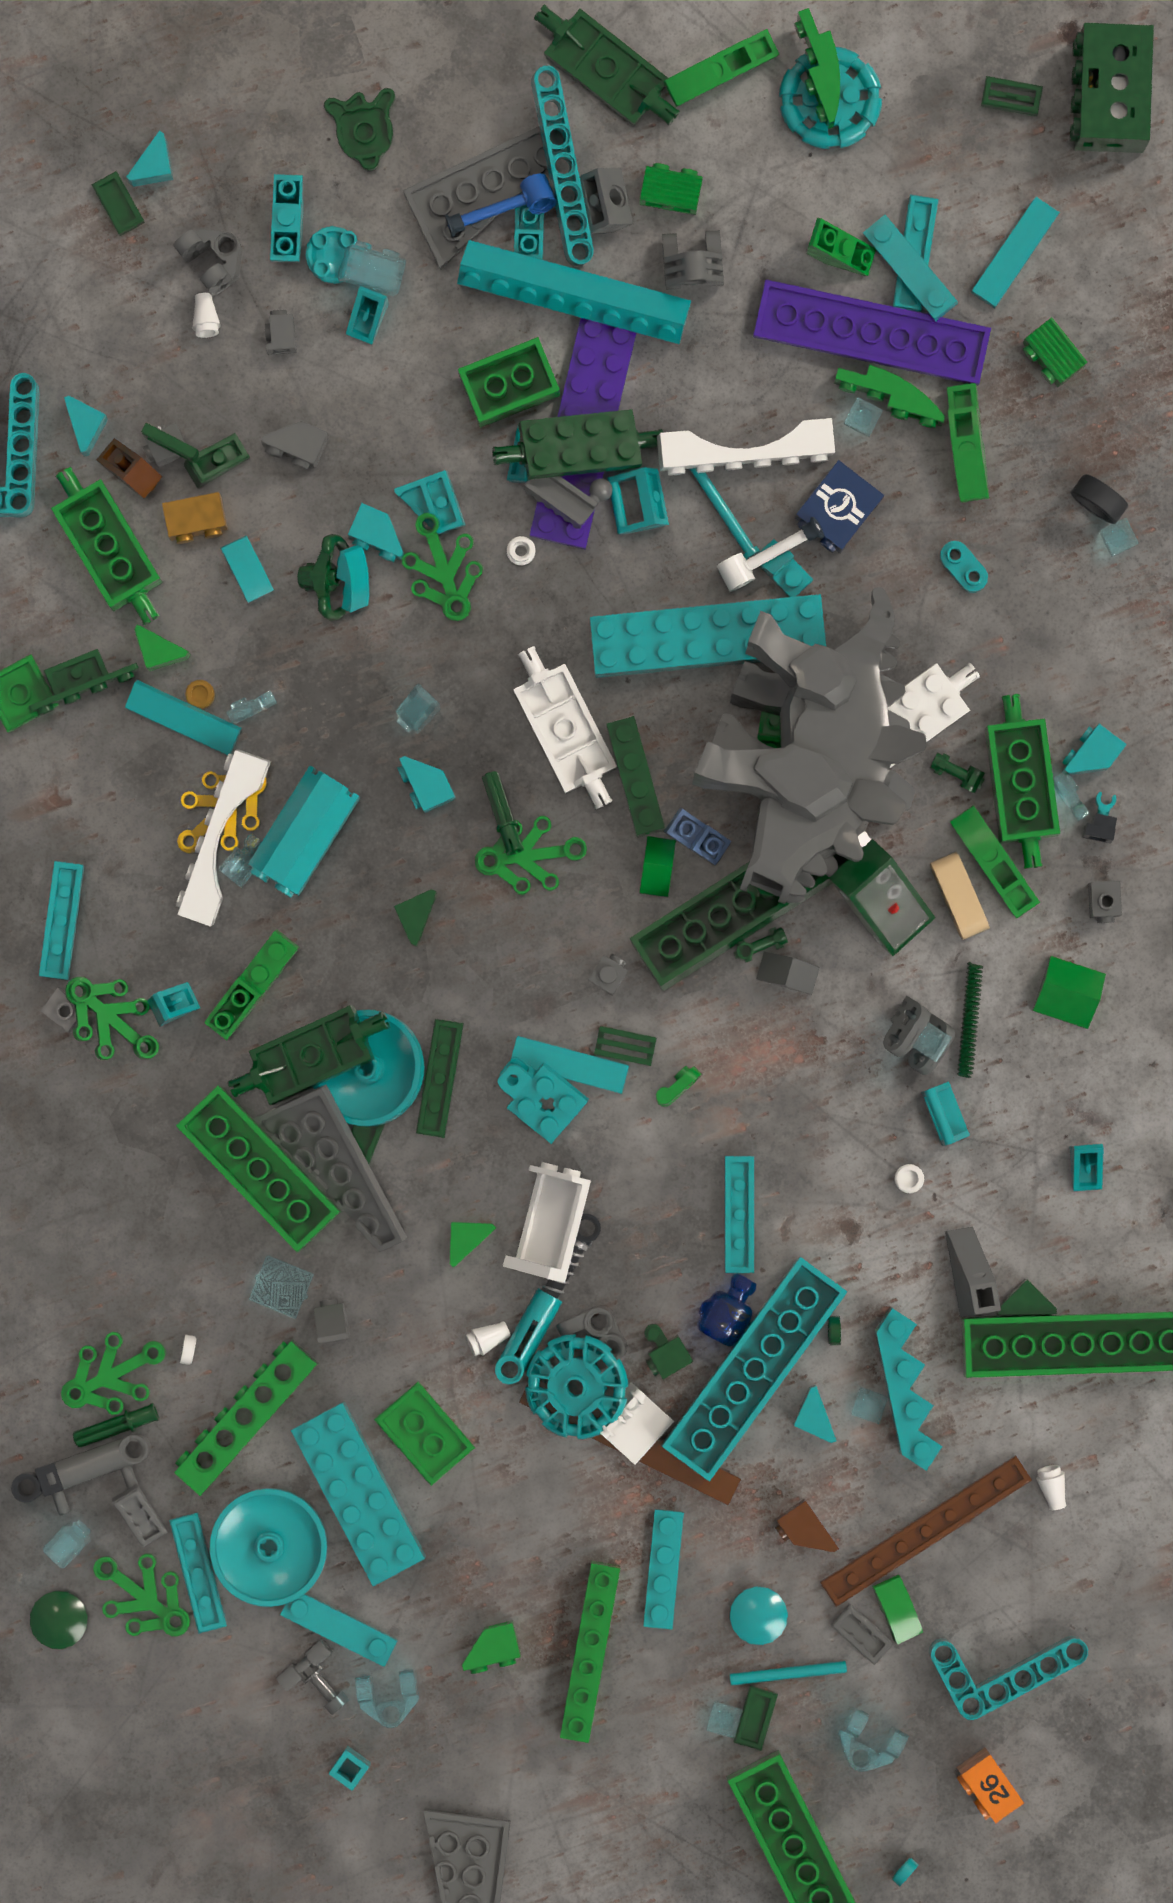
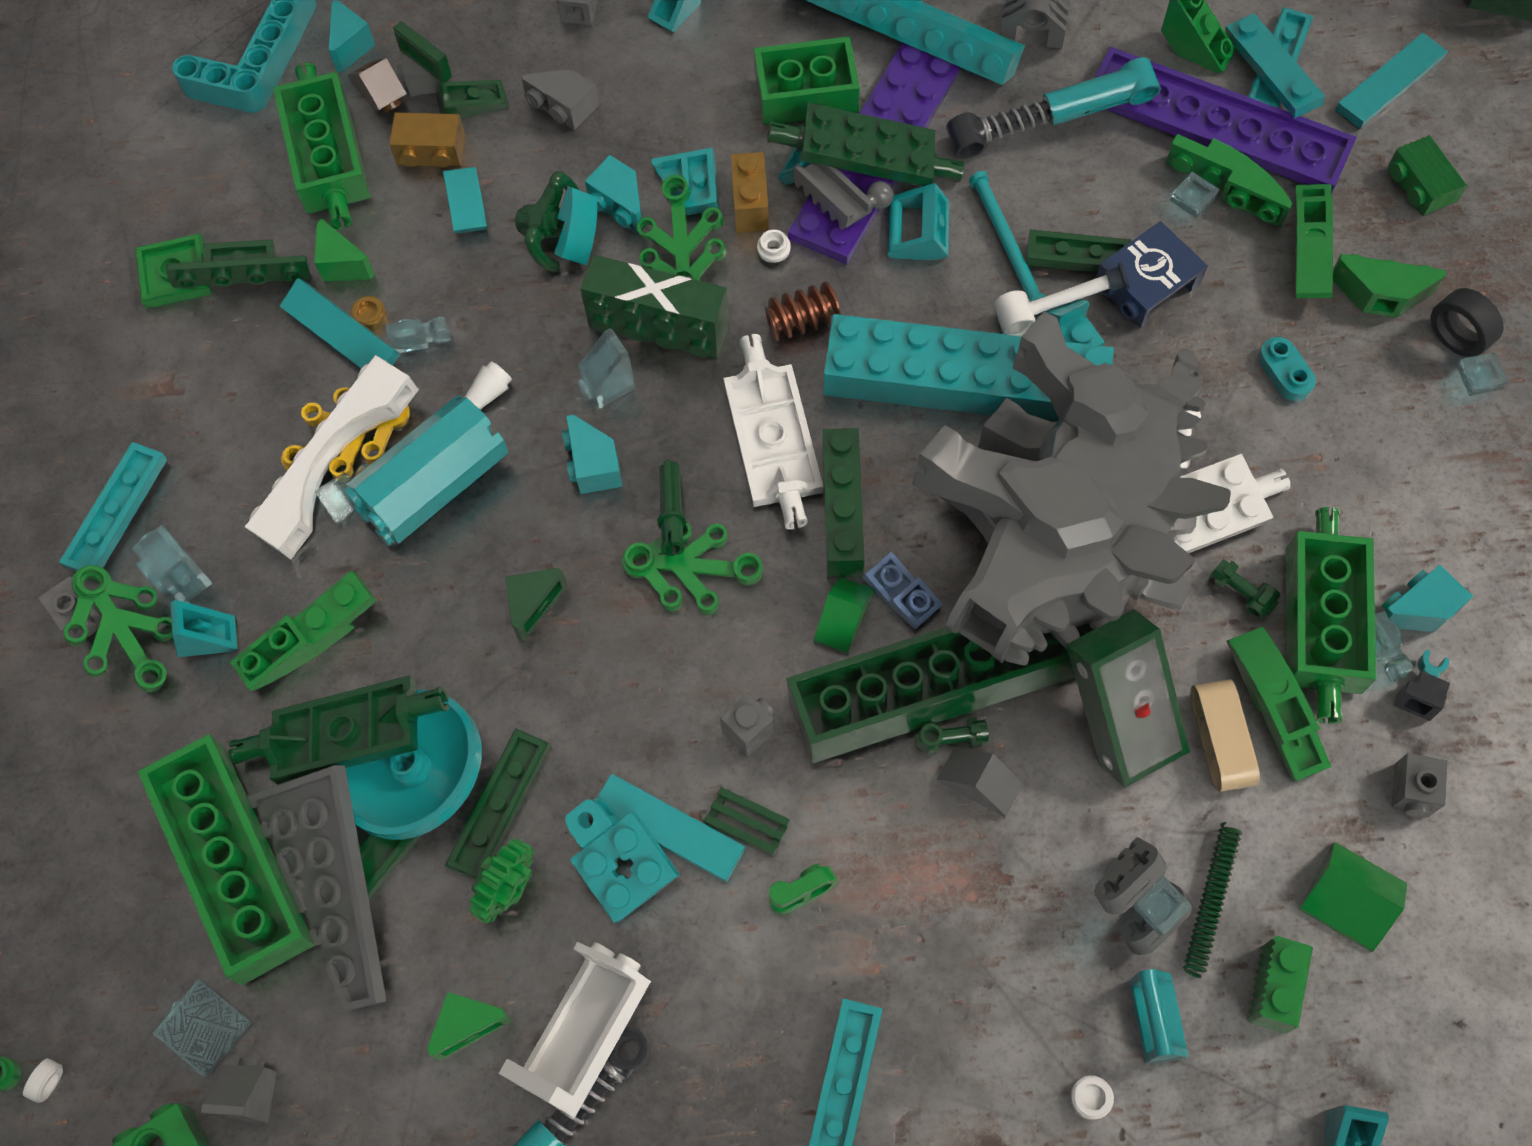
camera: 15 degrees right, 20 degrees down
(131, 960) = (169, 566): none -> clear light blue brick
(322, 741) = (488, 385): none -> white cone
(442, 643) = (656, 306): none -> dark green brick
(465, 1136) = (501, 880): none -> green gear
(488, 506) = (750, 192): none -> pearl gold piece
(561, 612) = (801, 310): none -> copper piece
(686, 451) = (988, 178): white arch -> none
(731, 361) = (1131, 84): none -> piece
(772, 497) = (1070, 250): none -> dark green plate
(1024, 1071) = (1280, 984): none -> green brick
(1033, 471) = (1385, 285): none -> green slope

